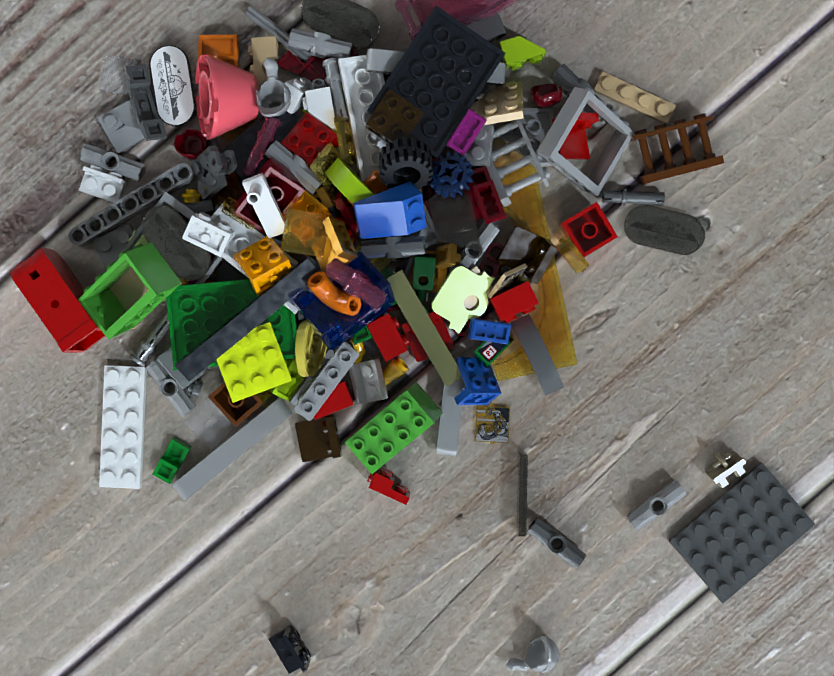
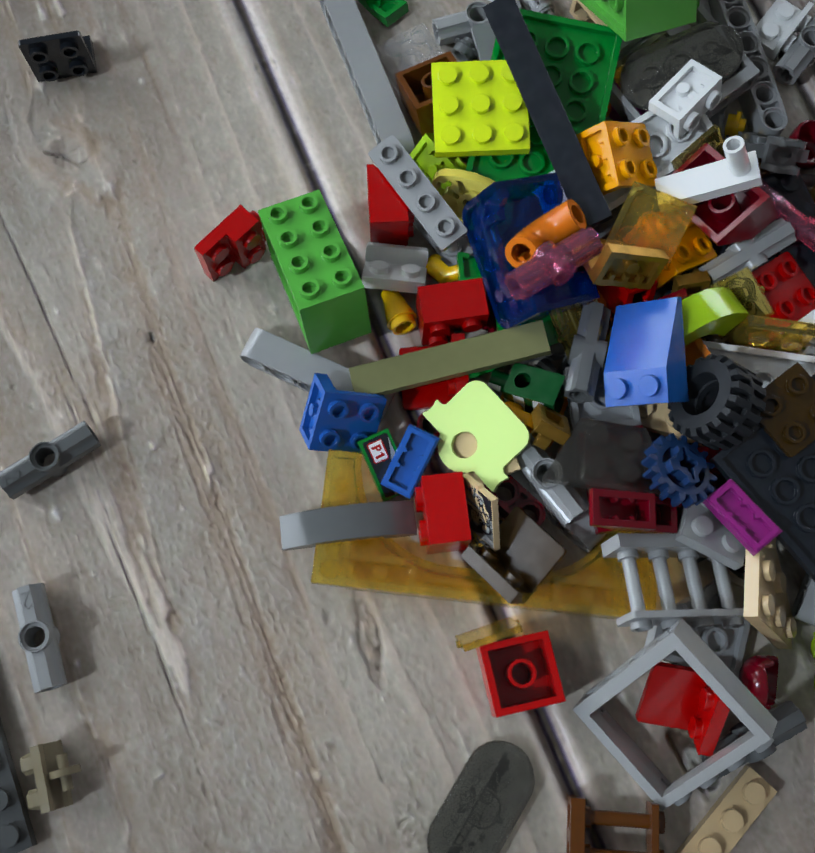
camera: 105 degrees right, 15 degrees down
(318, 439) = (340, 181): dark brown bracket -> none
(492, 424) = (267, 429): piece -> none
(522, 494) = (144, 433): clear smoke tile -> none
(634, 197) = (551, 773): dark grey pin -> none

